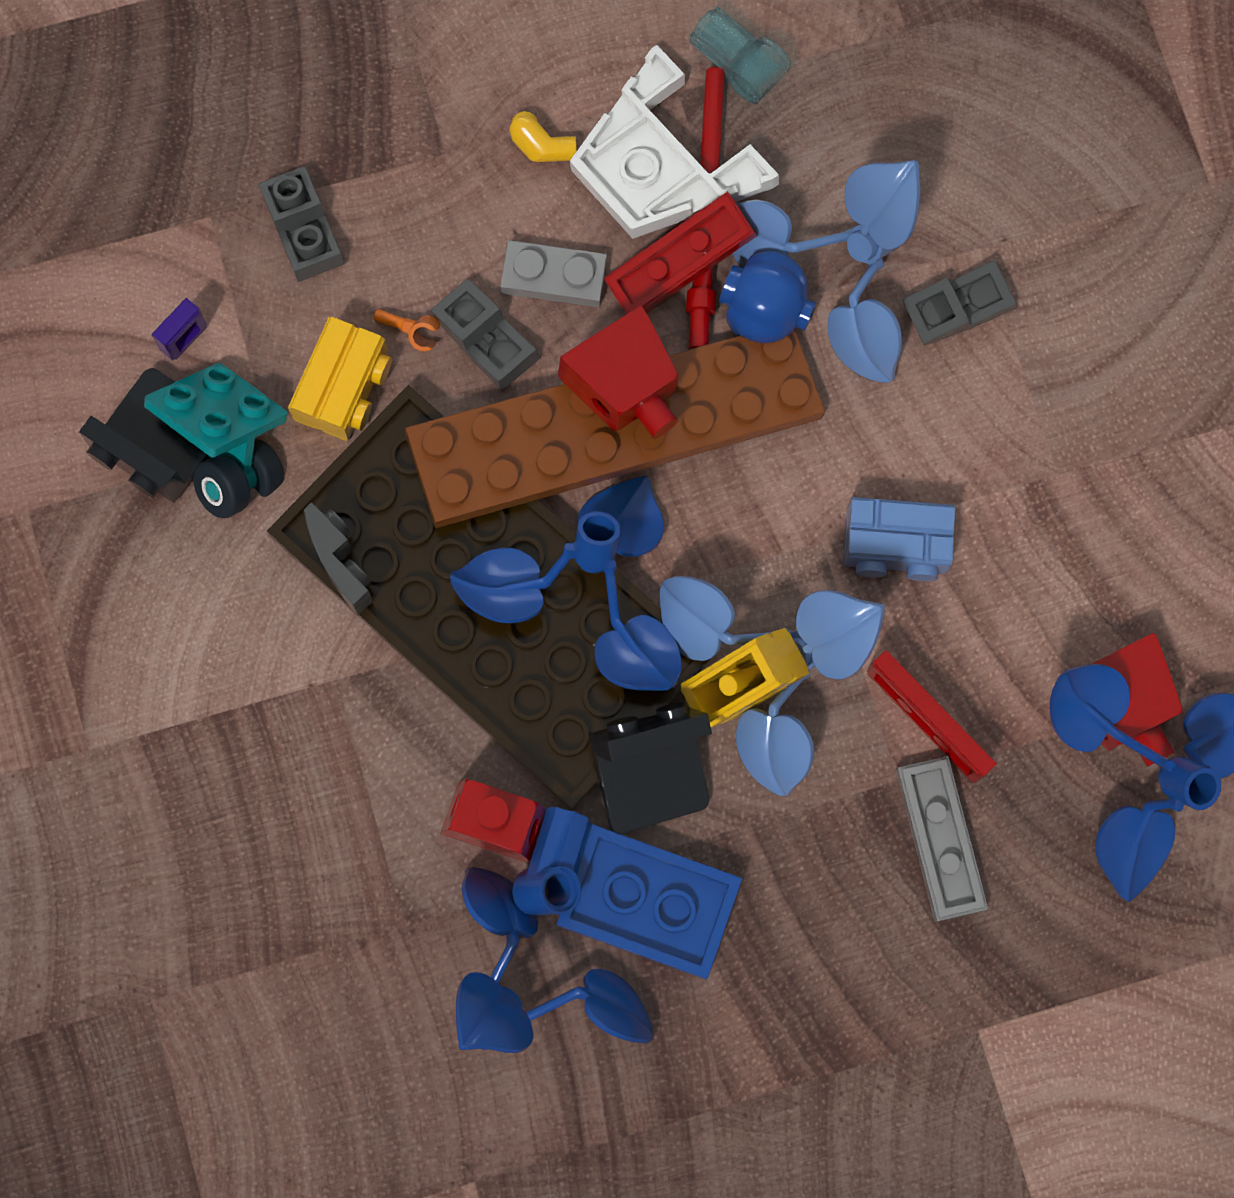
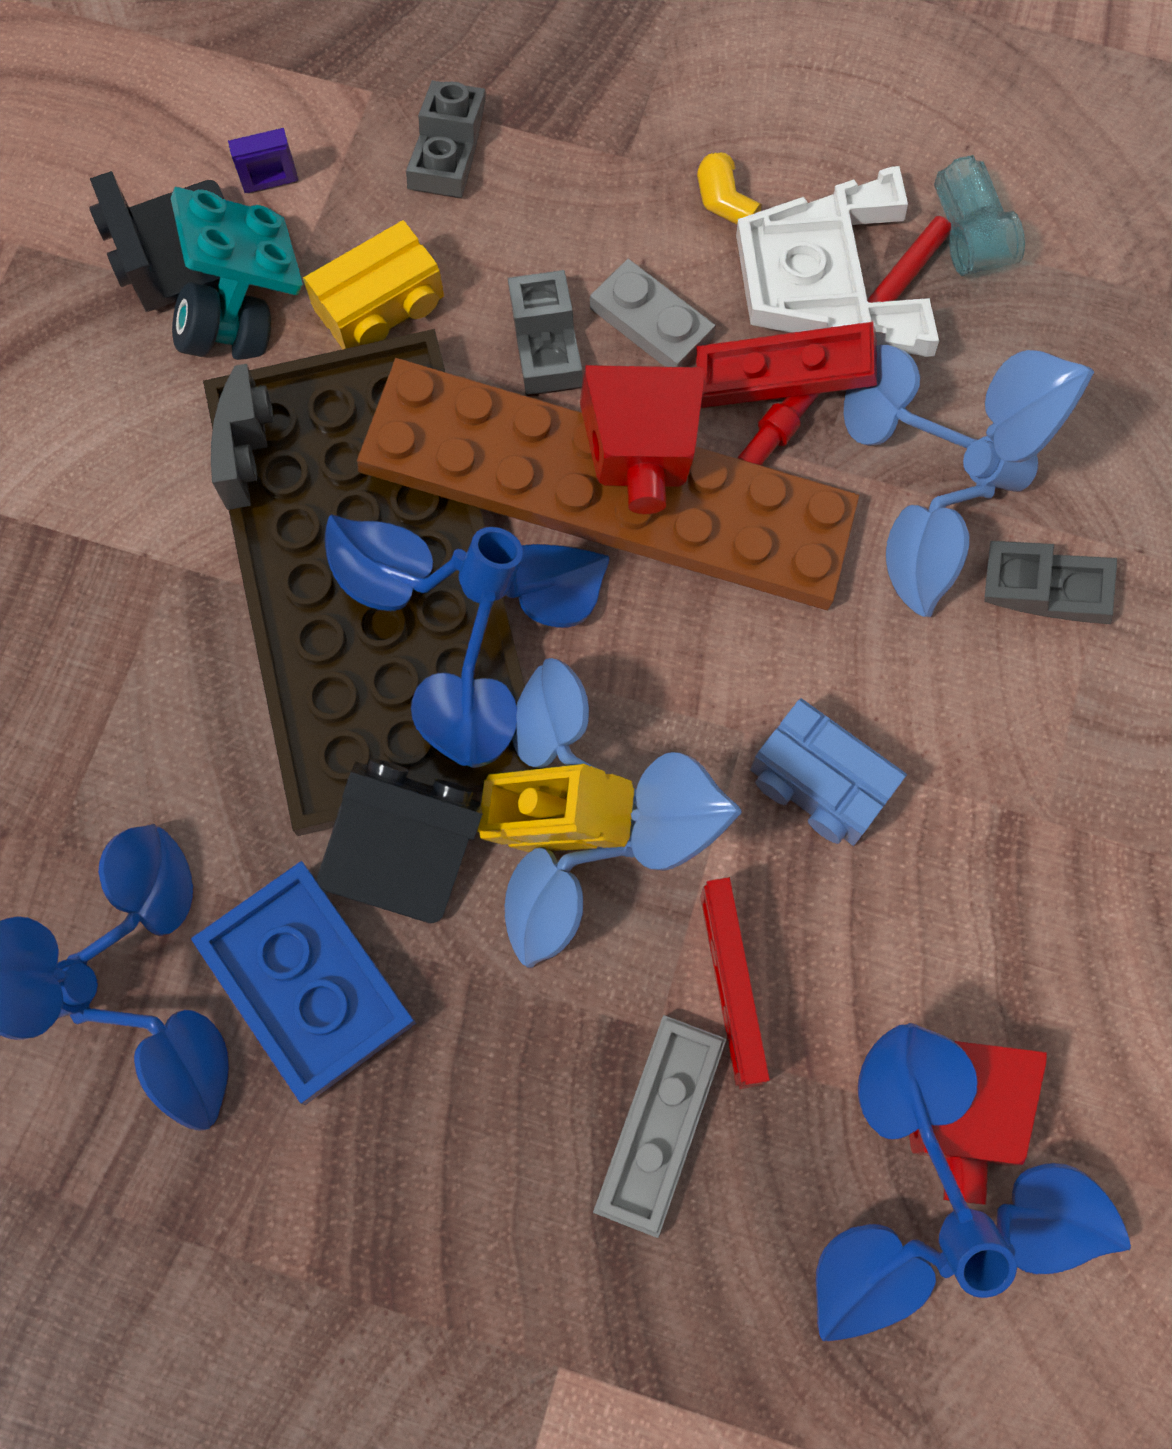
camera: 40 degrees right, 5 degrees down
(411, 327) = (478, 285): orange hand -> none
(494, 820) = (203, 790): red torso -> none
(555, 863) = (238, 870): blue piece -> none
(767, 298) = (848, 453): blue plant -> none

